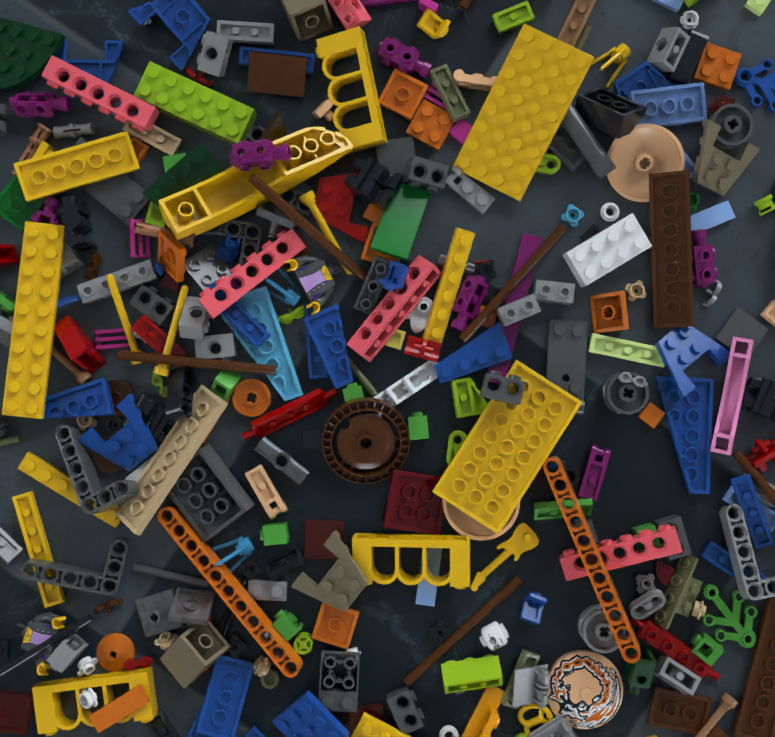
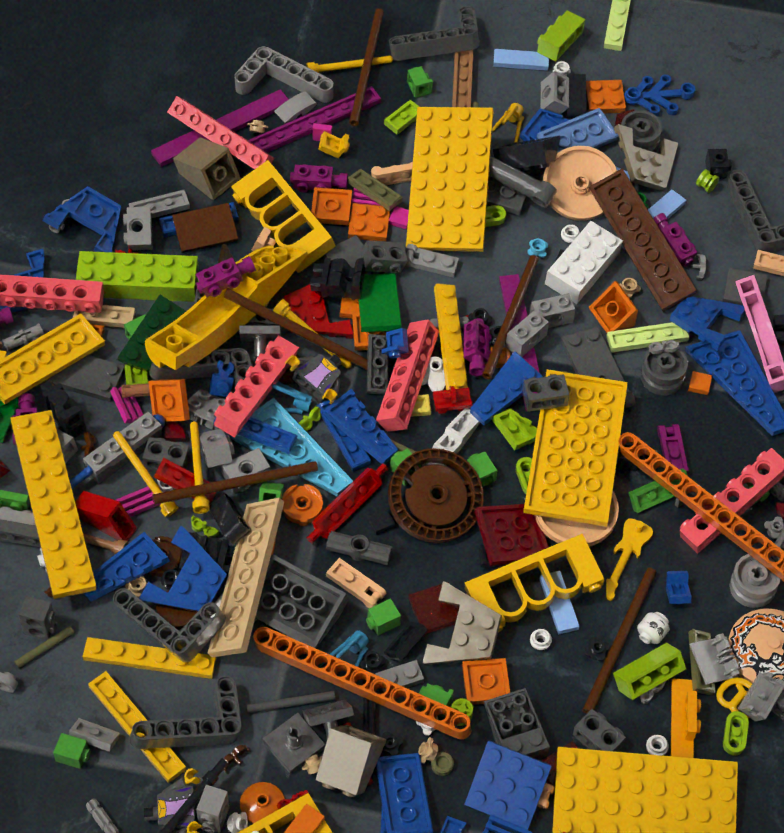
camera: 25 degrees left, 30 degrees down
(397, 610) = (543, 634): none -> white plate

